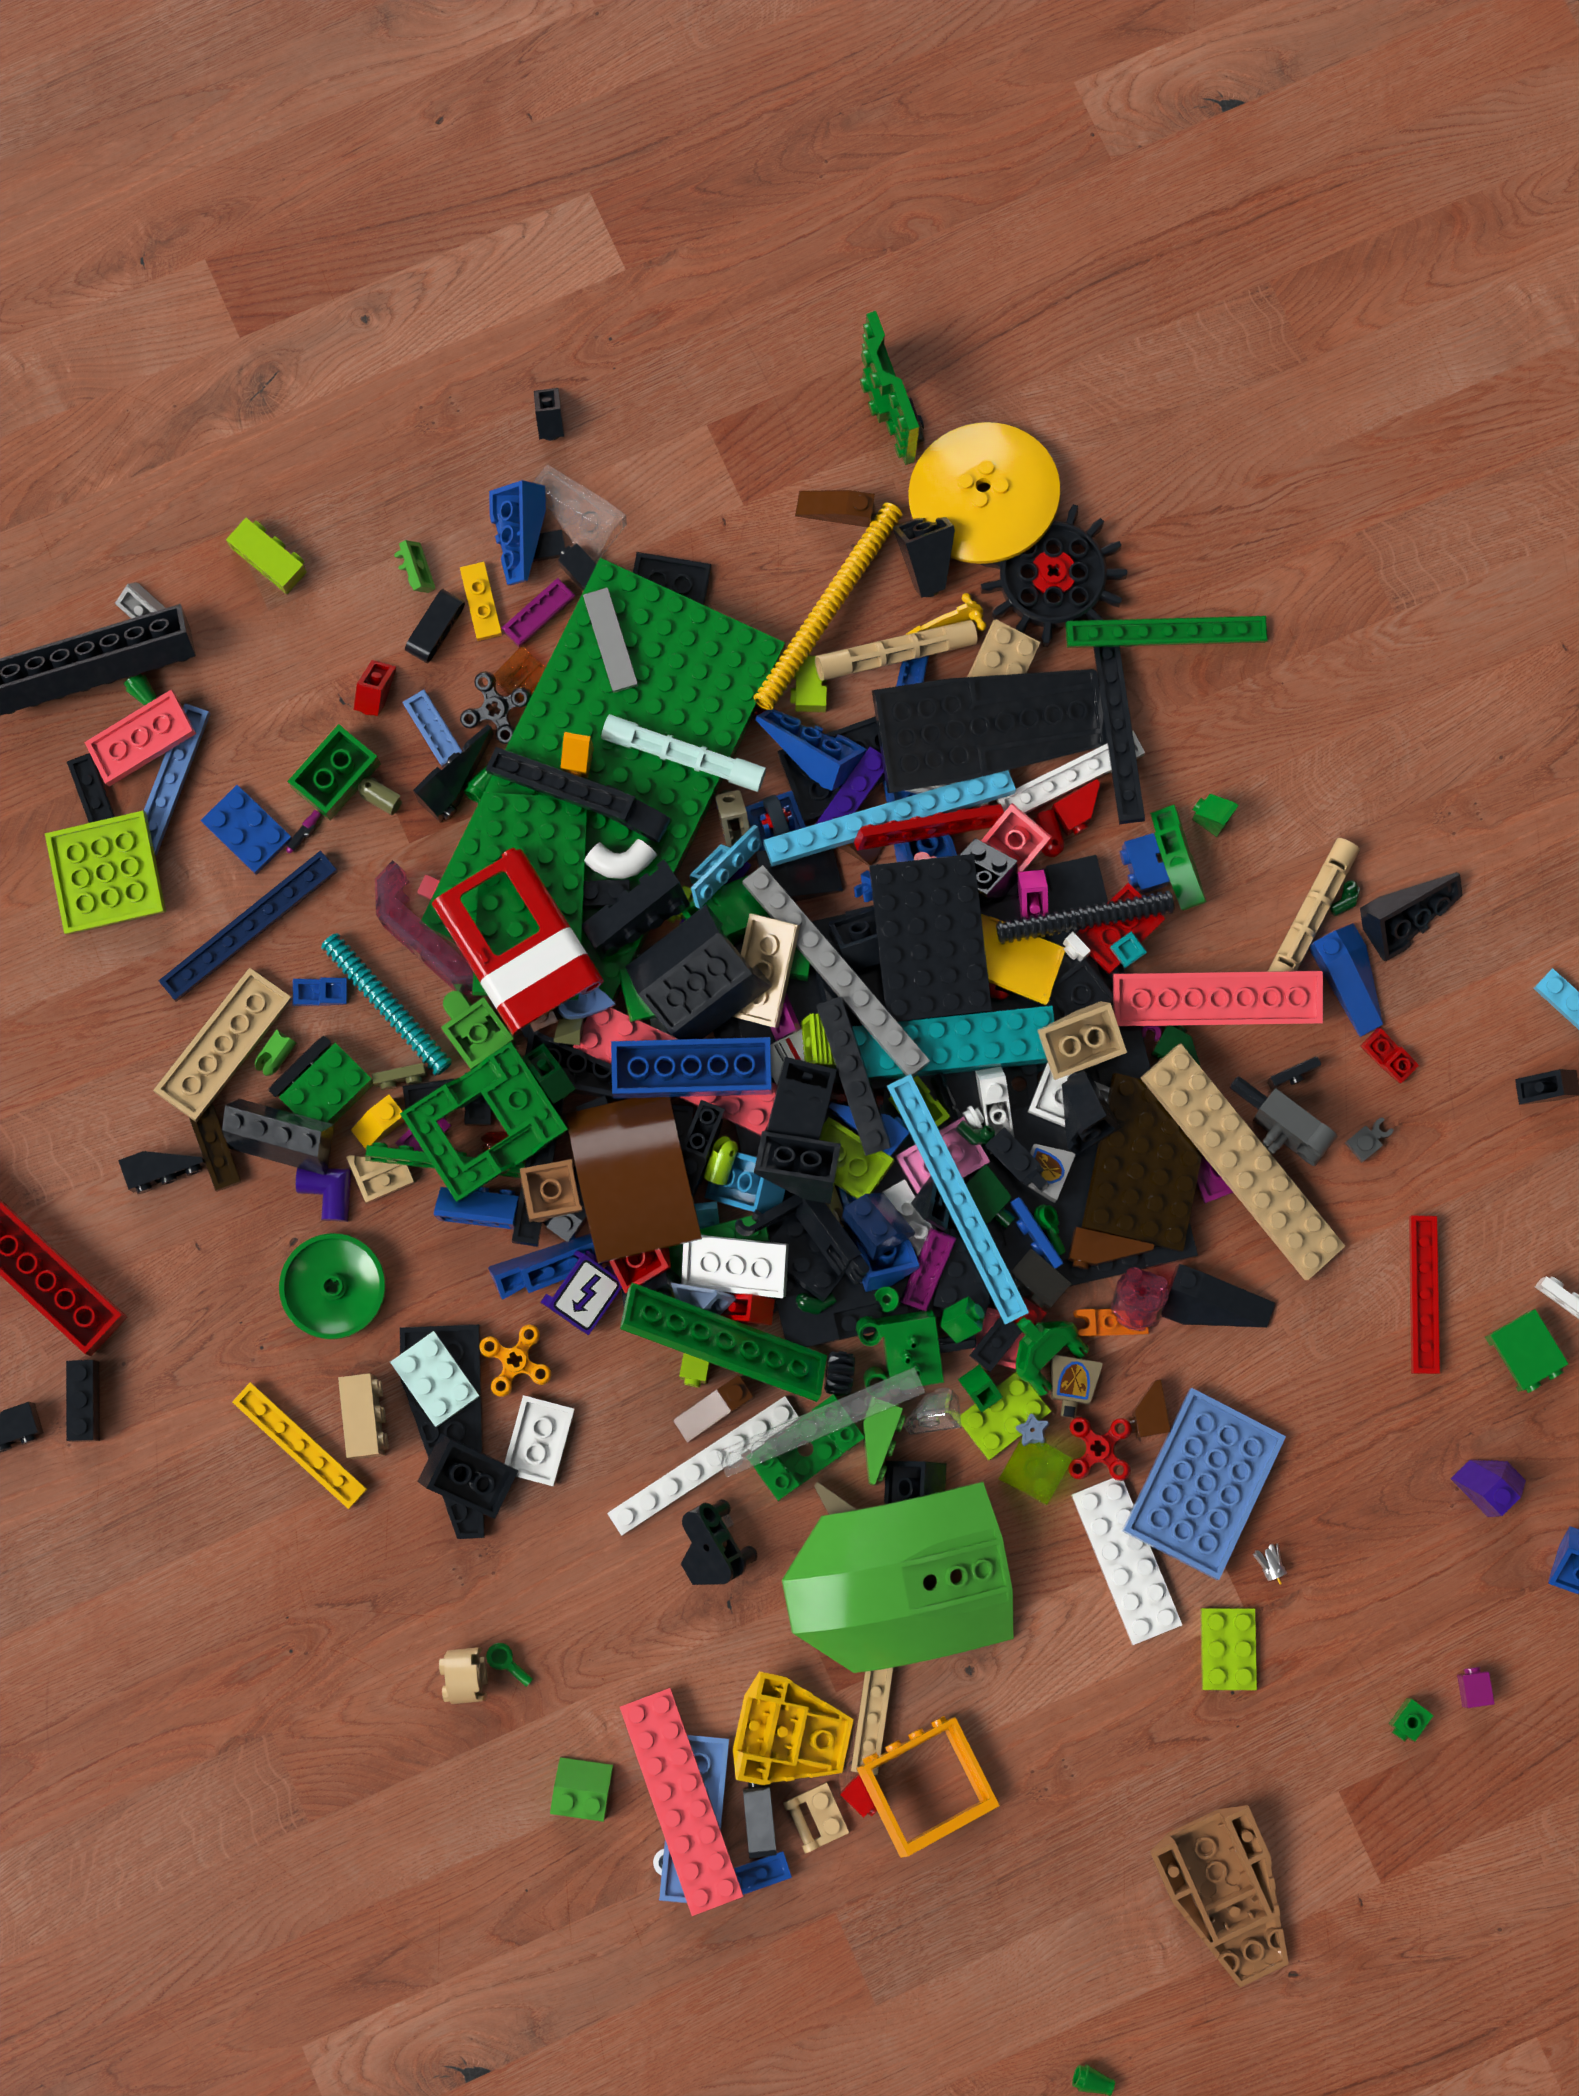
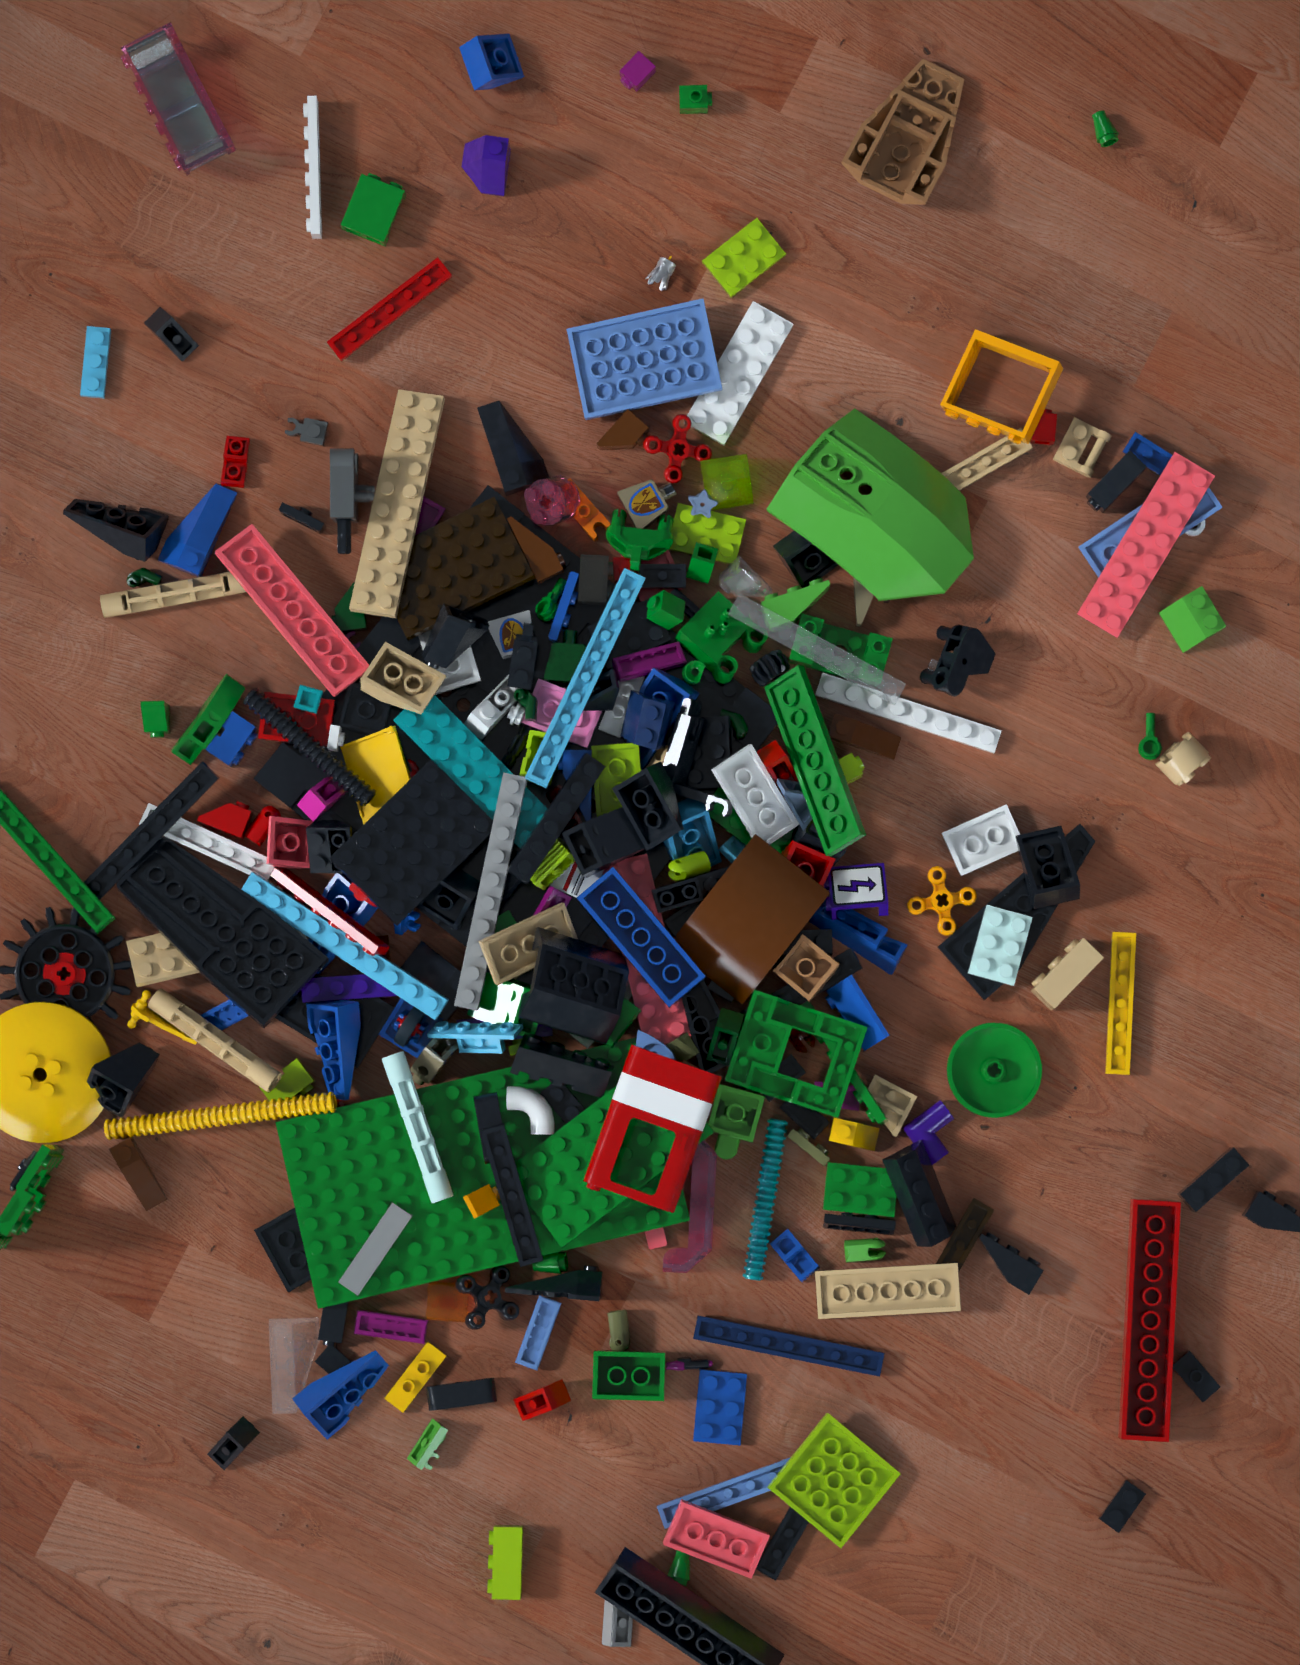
camera: 120 degrees left, 5 degrees up
(788, 1733) = (1043, 509): yellow wedge -> none

